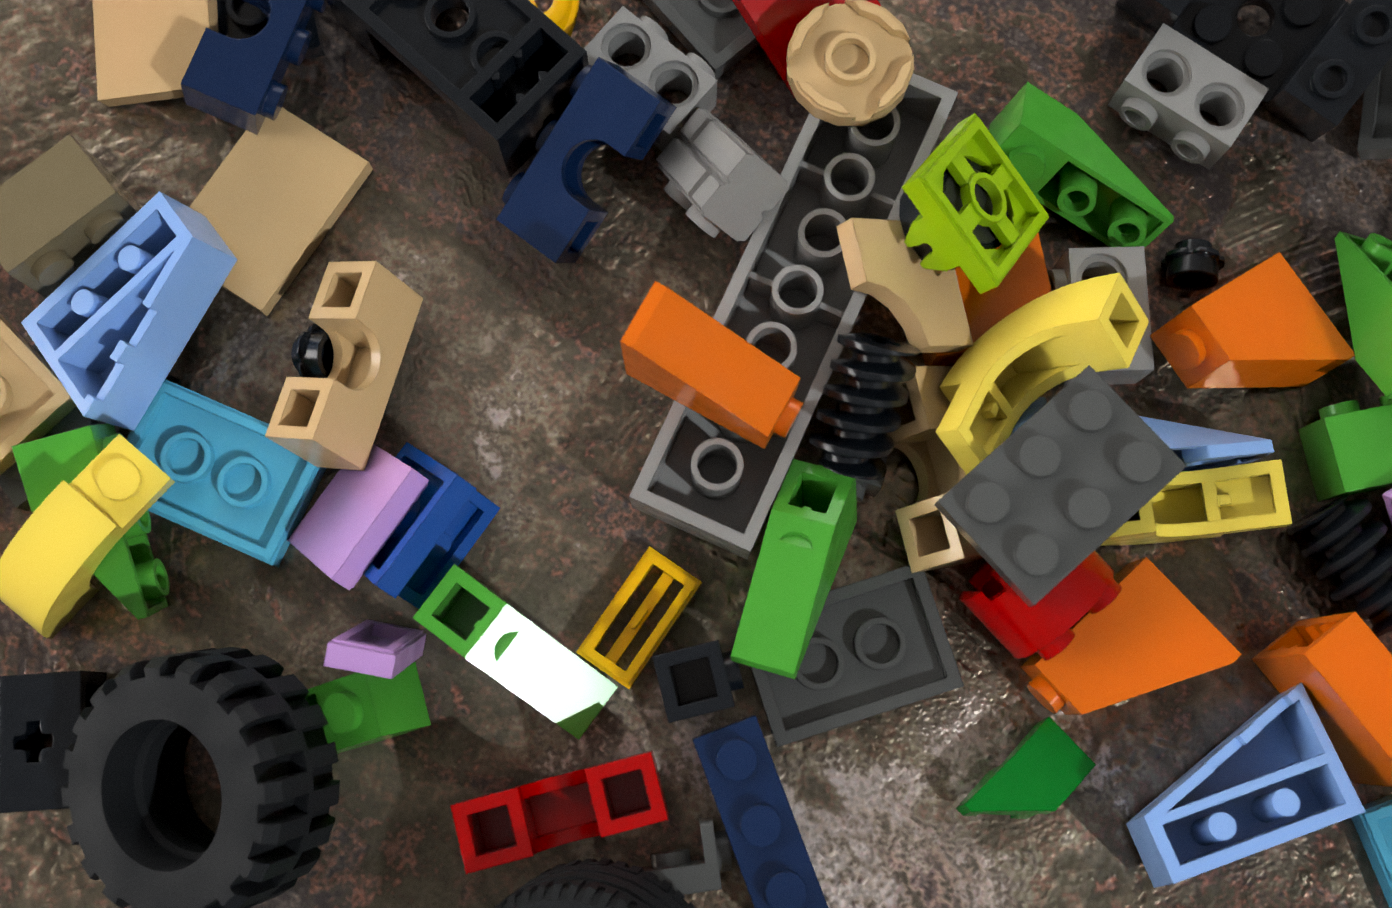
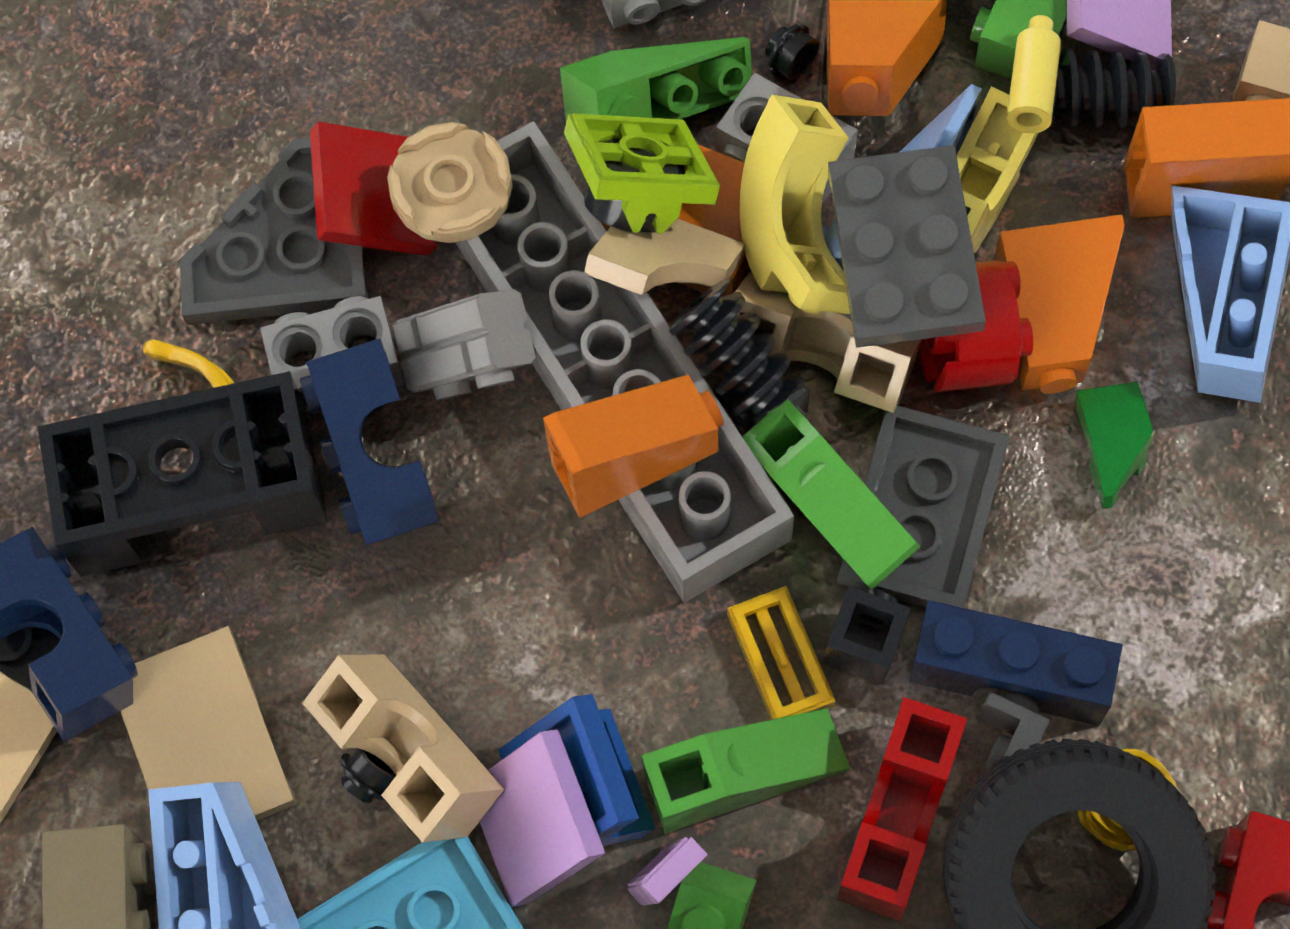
camera: 50 degrees left, 10 degrees down
(1317, 491) = (1034, 77): none -> light yellow cylinder

